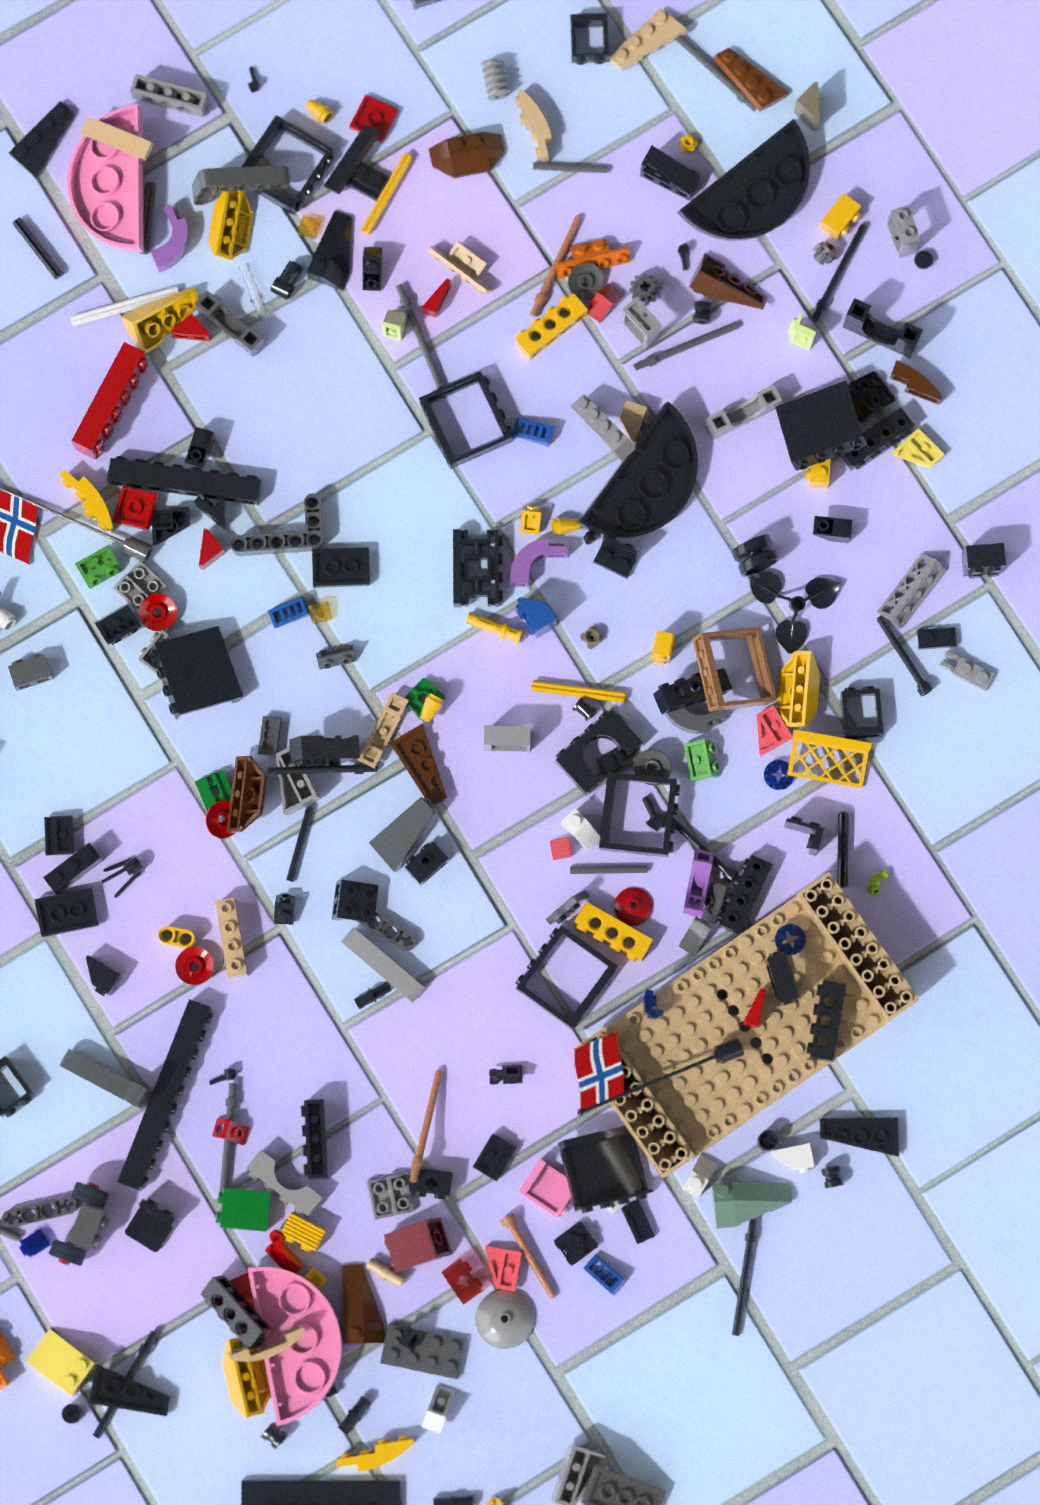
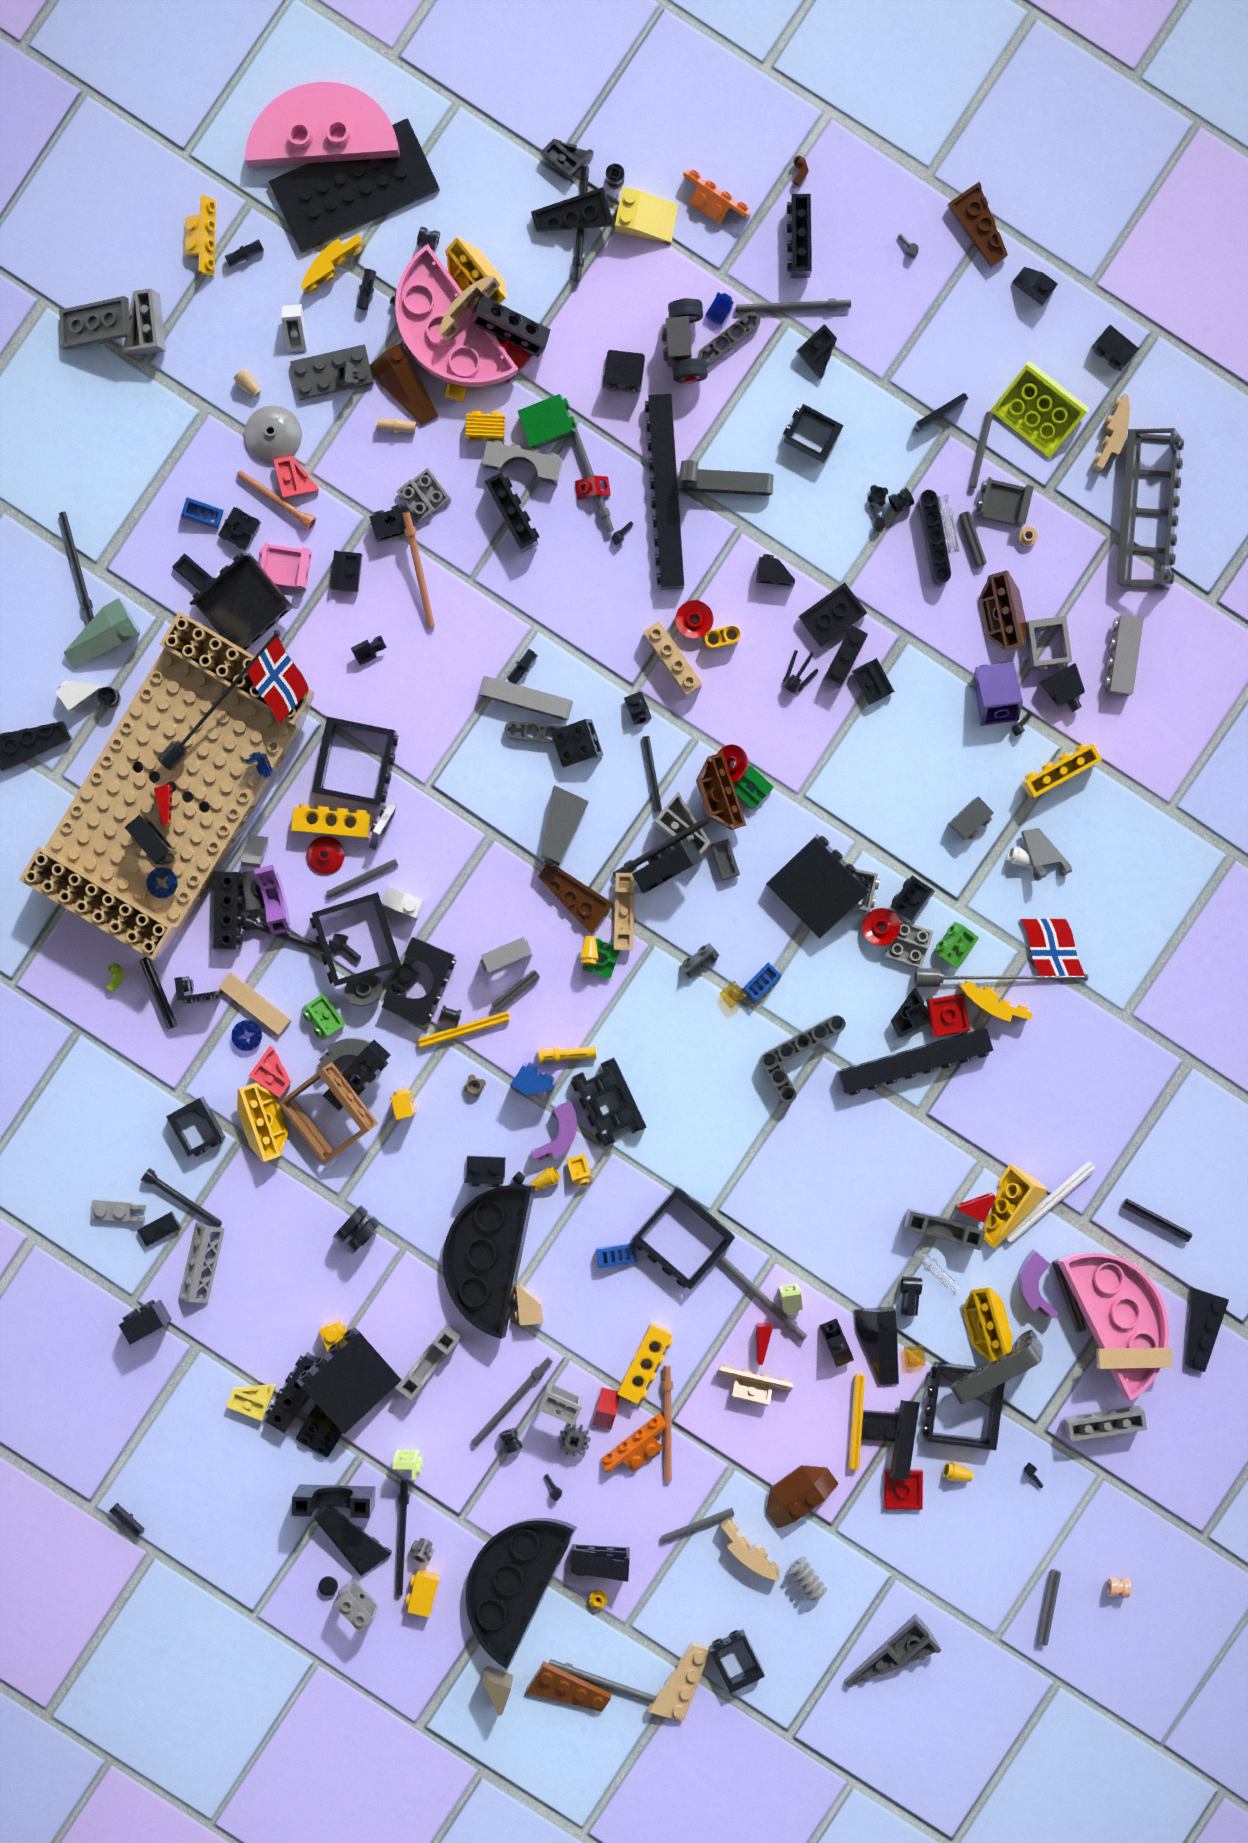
camera: 160 degrees right, 10 degrees up
(109, 1453) = (566, 157): none -> black wing
(110, 400) = (1019, 1104): red brick -> none
(200, 447) = (915, 1098): black slope -> none
(210, 550) = (861, 1006): red slope -> none
(215, 513) = (871, 1043): black slope -> none
(282, 1254) = (494, 398): red hinge -> none
(340, 567) = (733, 1045): black plate -> none
(417, 1244) = (378, 462): dark red slope -> none
(426, 863) = (528, 807): black brick -> none
(452, 1275) = (335, 450): clear red brick -> none
(506, 1377) = (247, 382): none -> tan cone
(515, 704) = (516, 990): none -> dark grey axle
(561, 848) = (413, 877): slope -> none
(593, 282) = (625, 1421): dark grey dish -> none
(603, 427) = (550, 1286): light grey arch -> none
(699, 1176) = (152, 634): white slope -> none
(716, 282) = (507, 1475): reddish brown wedge -> none
(758, 800) = (255, 1003): none -> tan tile
(790, 633) = (295, 1172): black plant -> none
(831, 742) = (207, 1087): yellow fence -> none
(832, 529) = (297, 1288): black slope -> none
(832, 1177) = (36, 690): black wheel -> none
(837, 992) = (82, 795): black brick -> none
(882, 284) = (356, 1545): none -> black wing
(916, 383) = (283, 1463): reddish brown slope -> none

